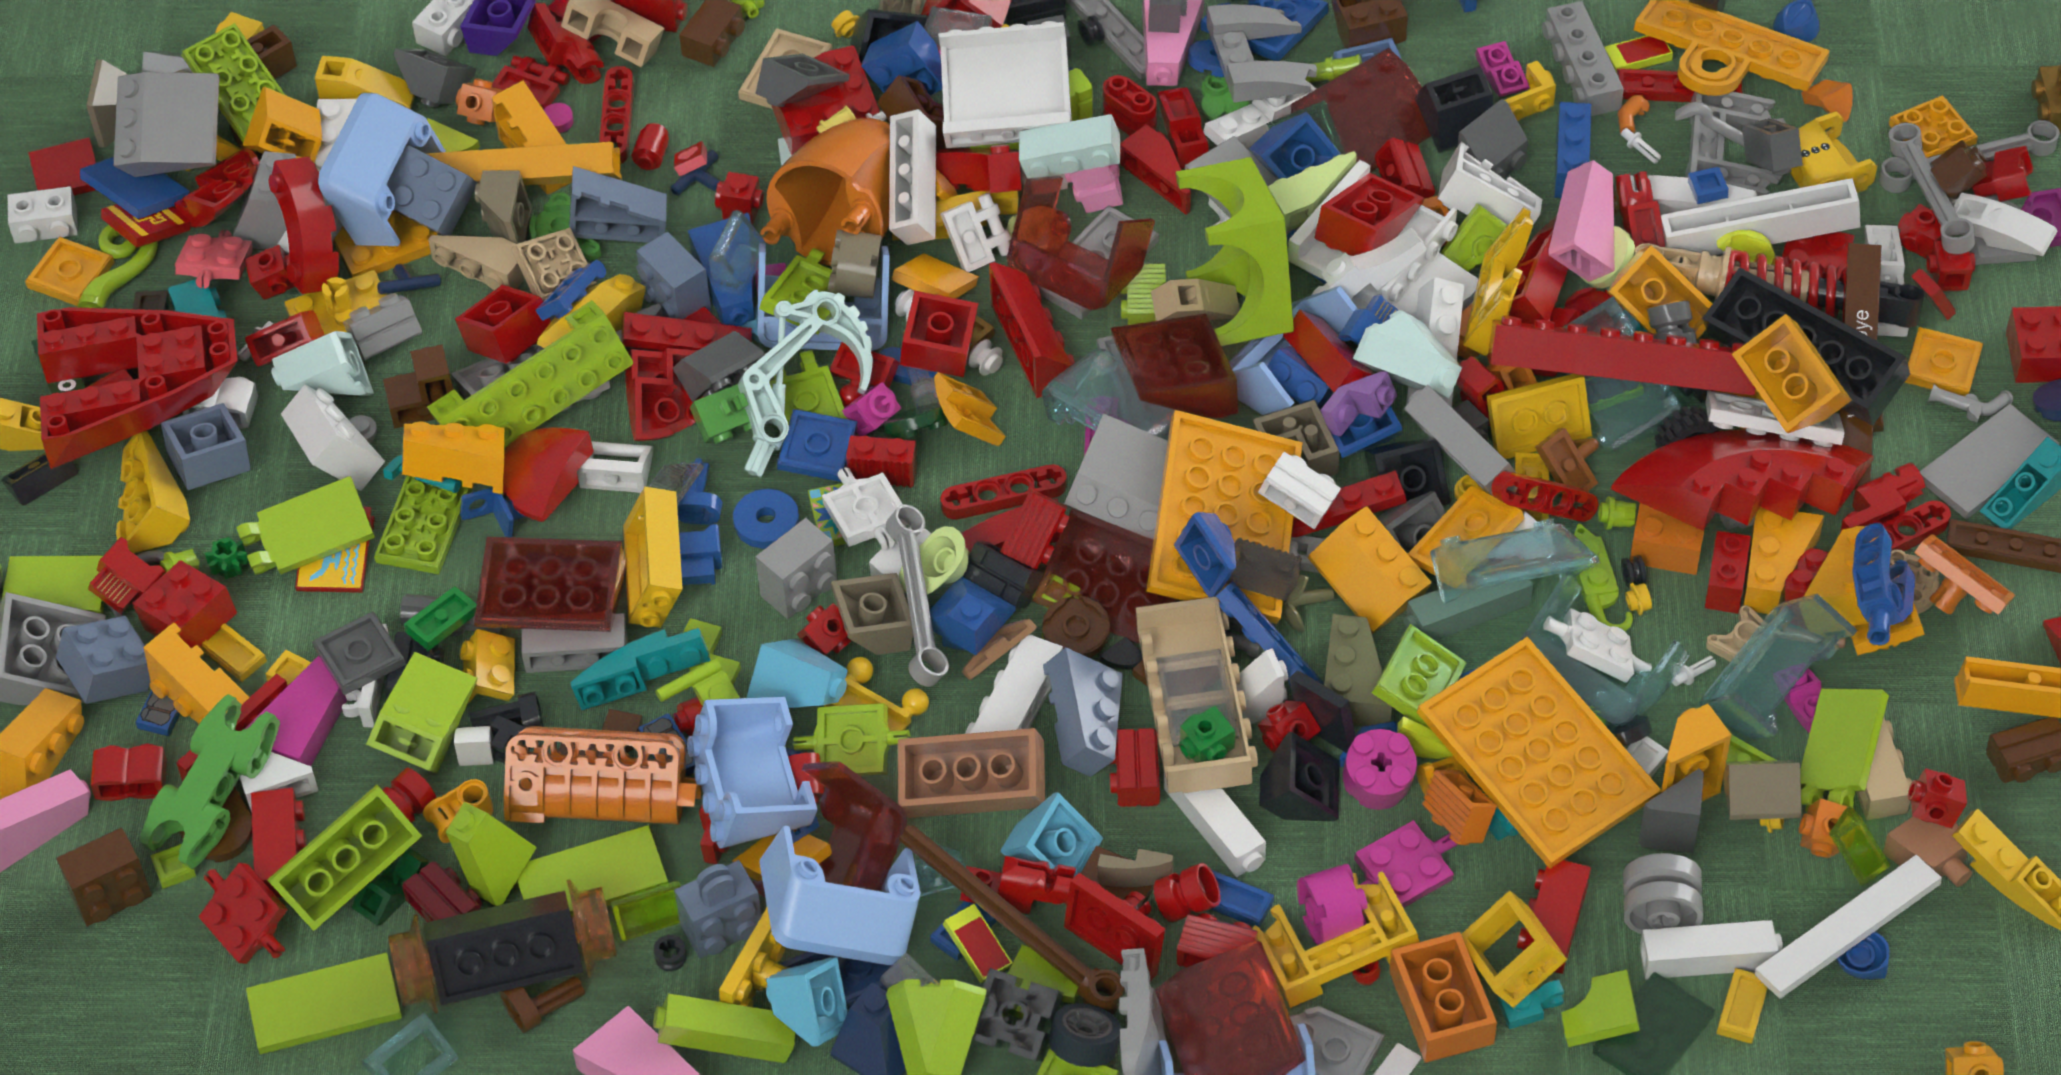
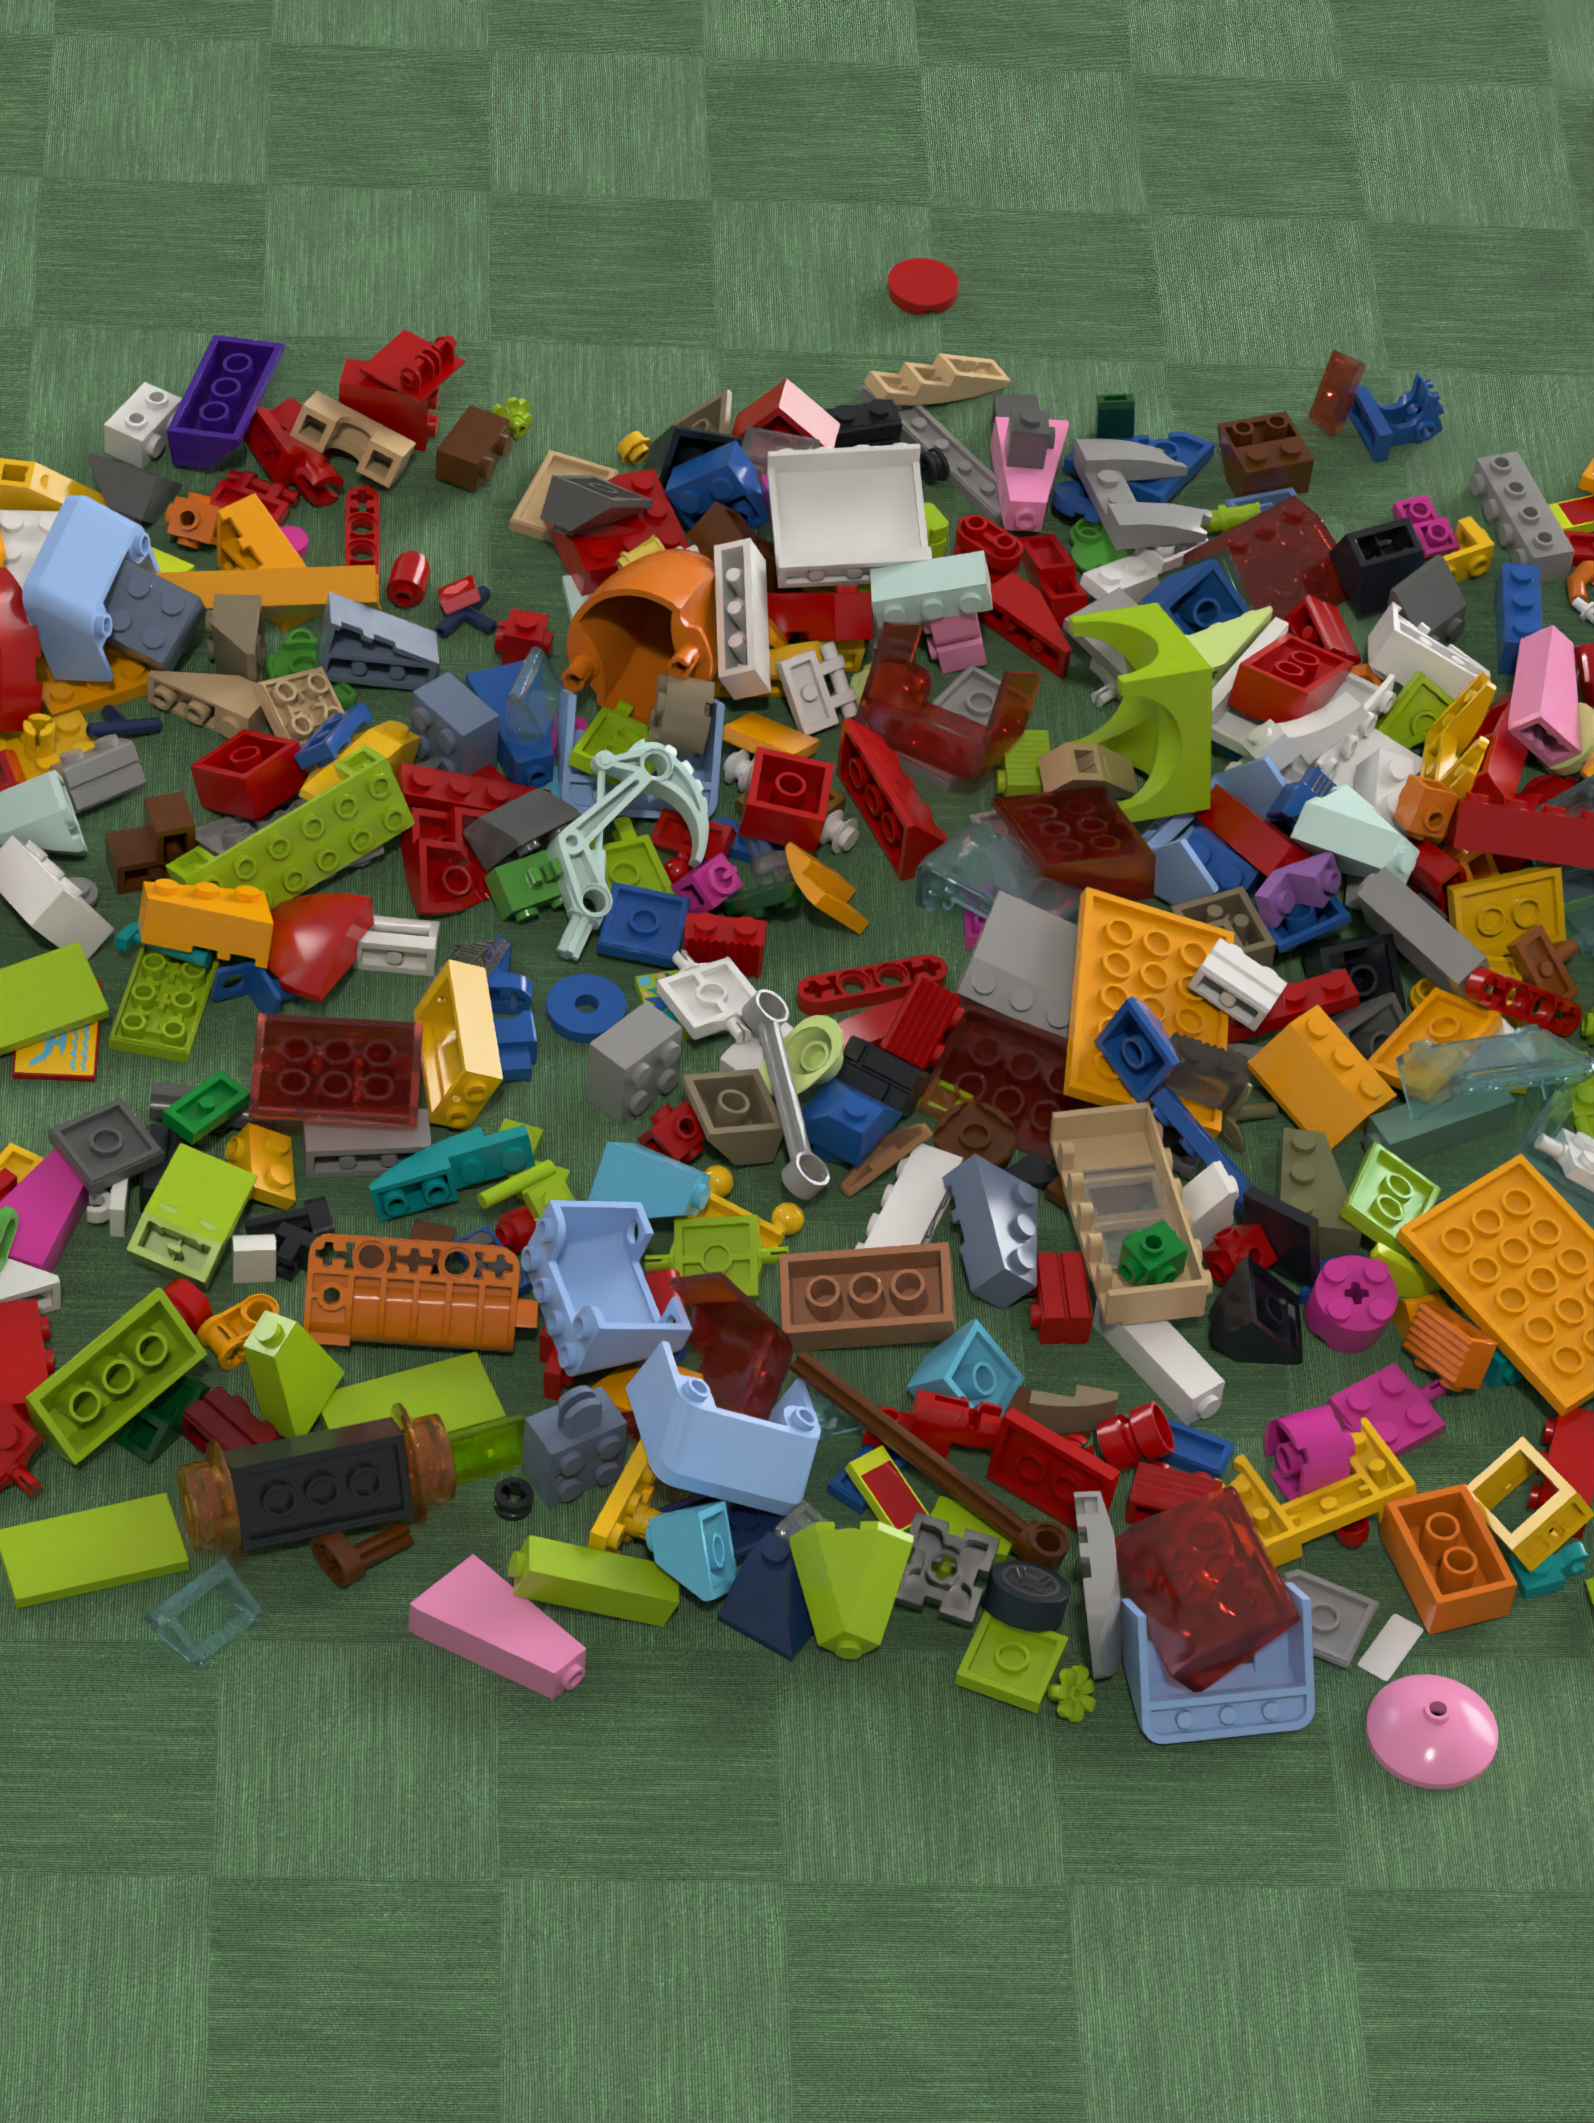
camera: 10 degrees left, 5 degrees down
(1469, 329) = (1425, 807): none -> orange brick

